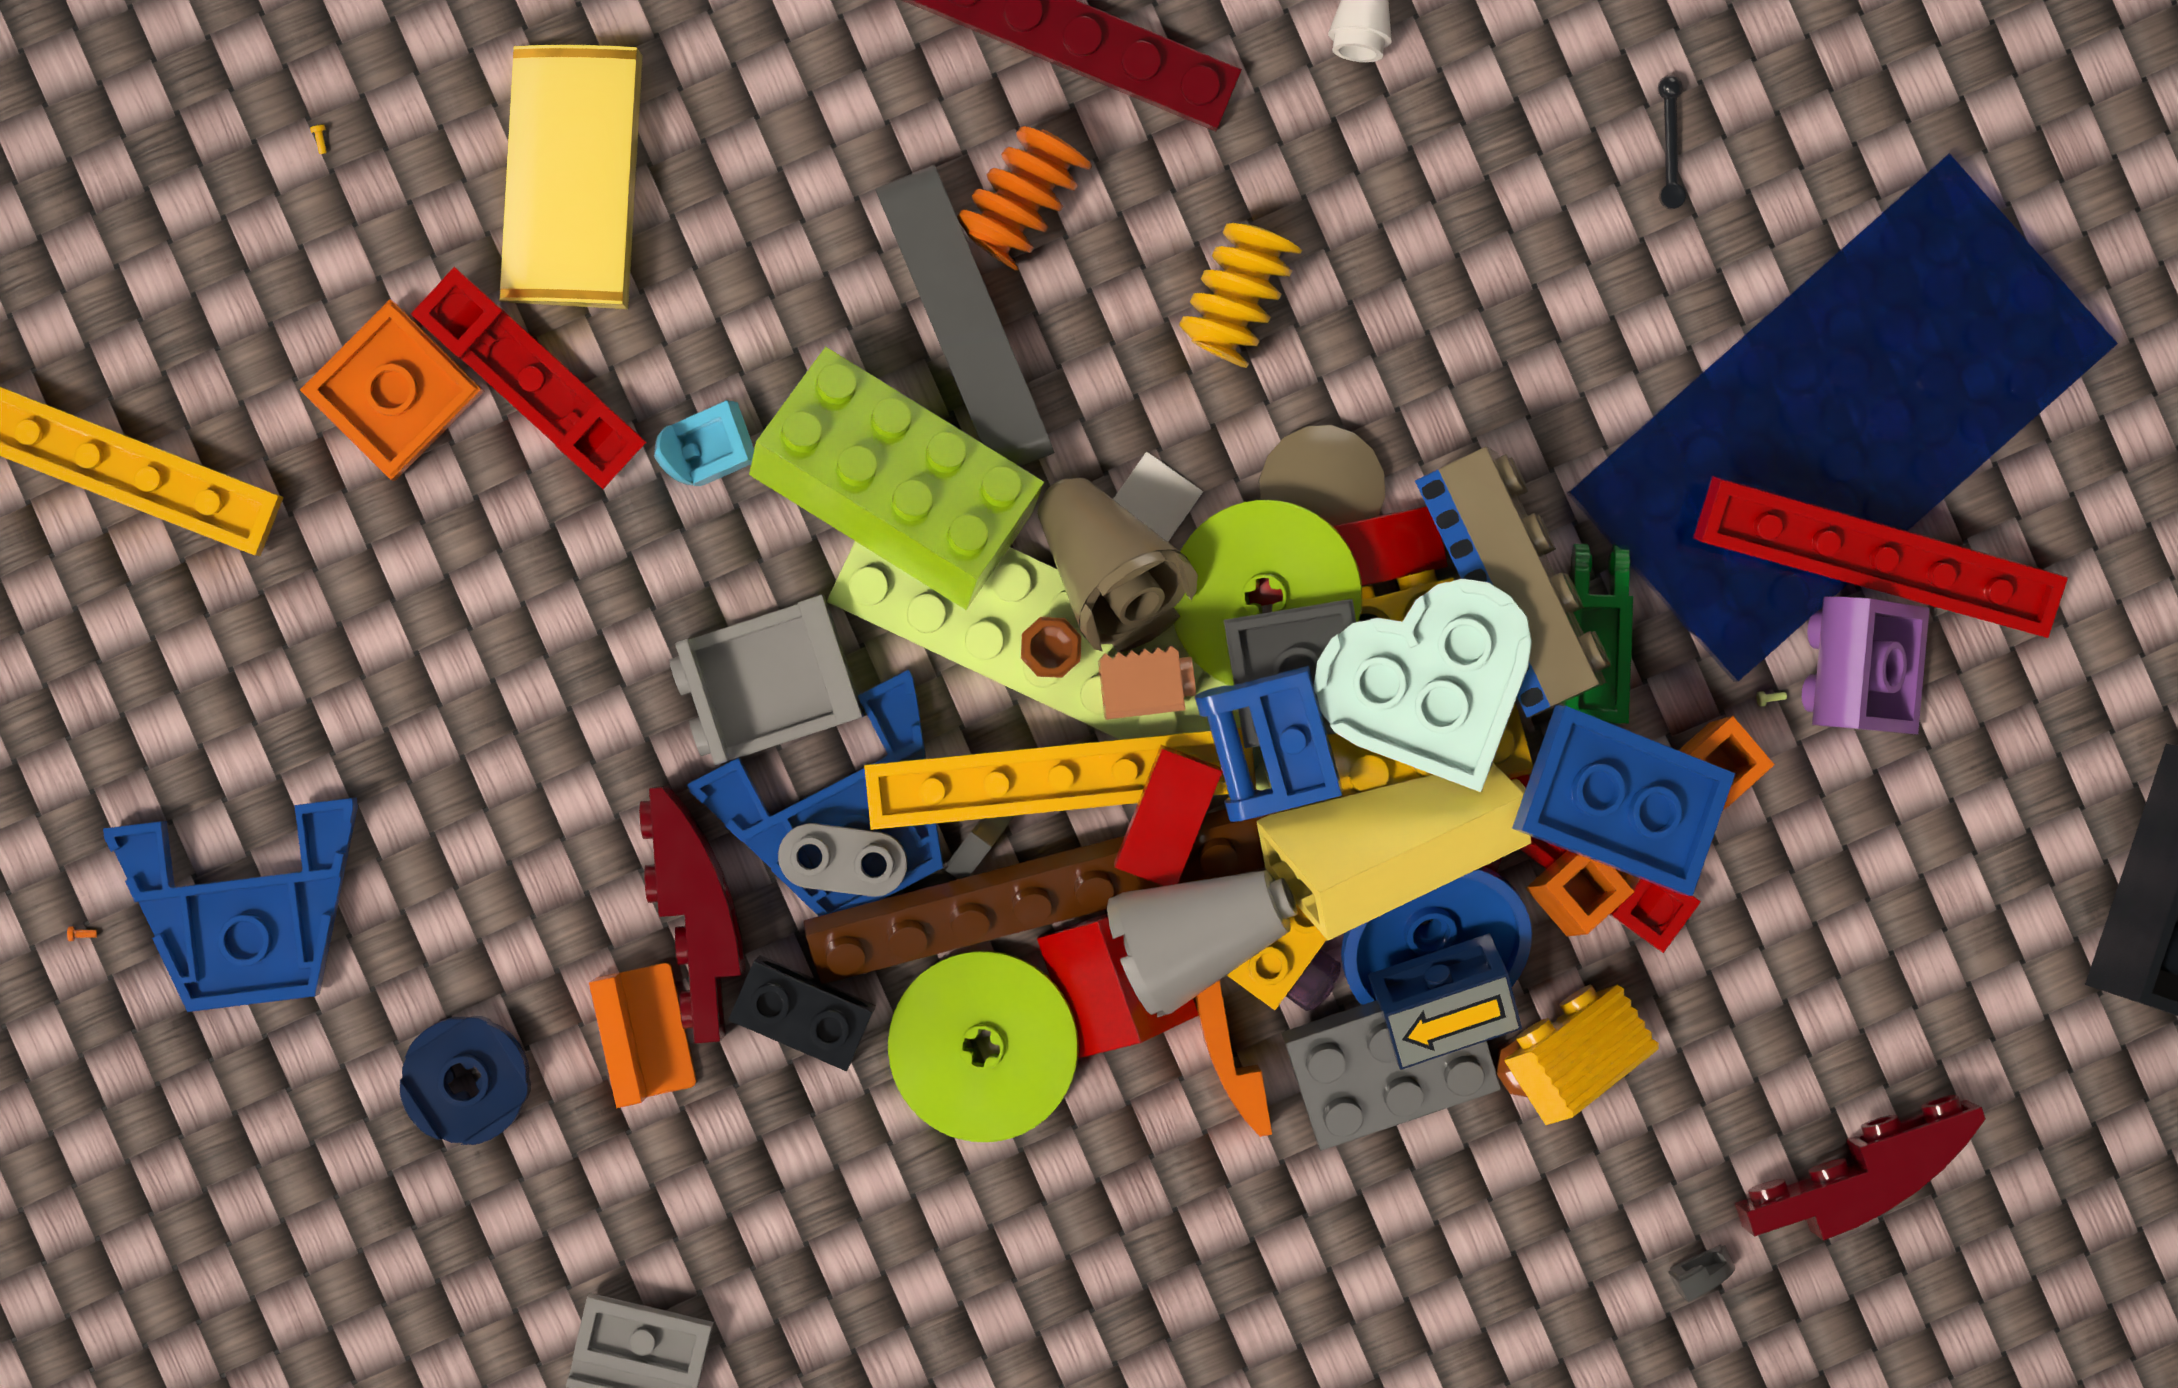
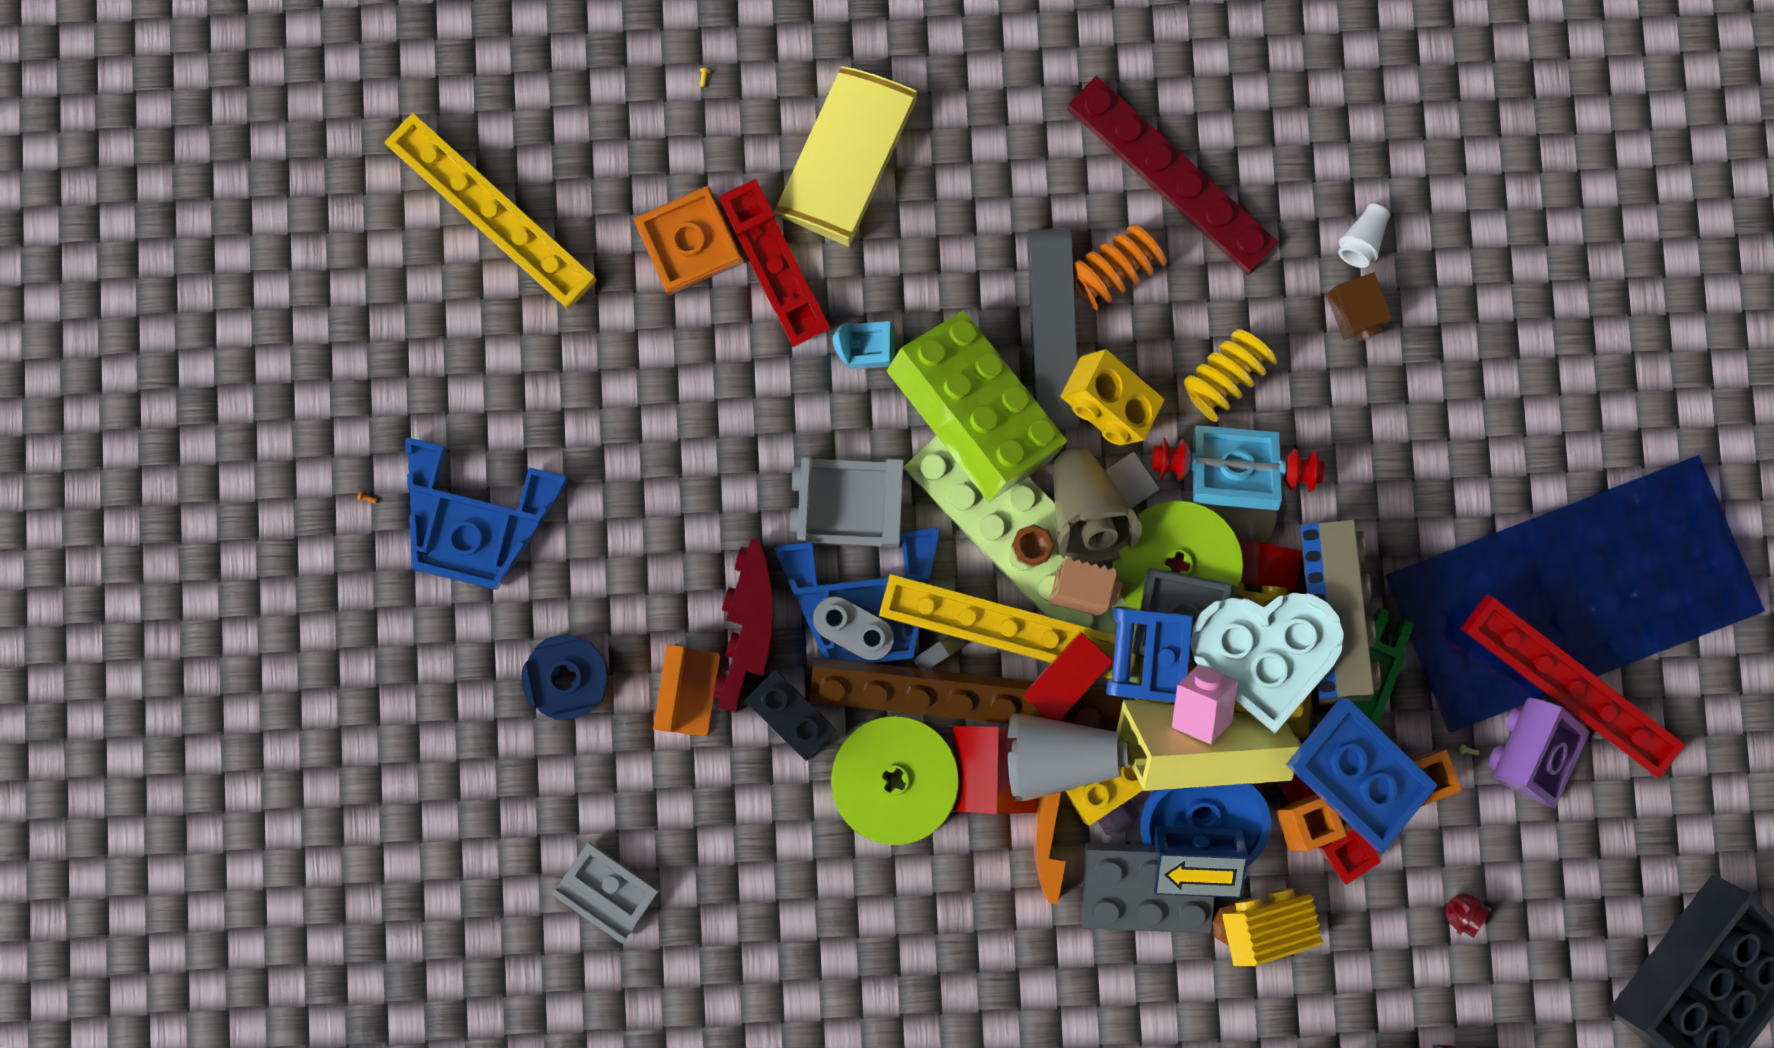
camera: 20 degrees right, 5 degrees down
(1087, 381) = (1112, 398): none -> yellow brick
(1299, 422) = (1237, 467): none -> medium azure plate
(1368, 788) = (1204, 703): none -> bright pink brick
(1392, 124) = (1359, 308): none -> reddish brown brick
(1673, 194) = (1517, 417): black hinge -> none
(1846, 928) = (1466, 913): none -> dark red plate

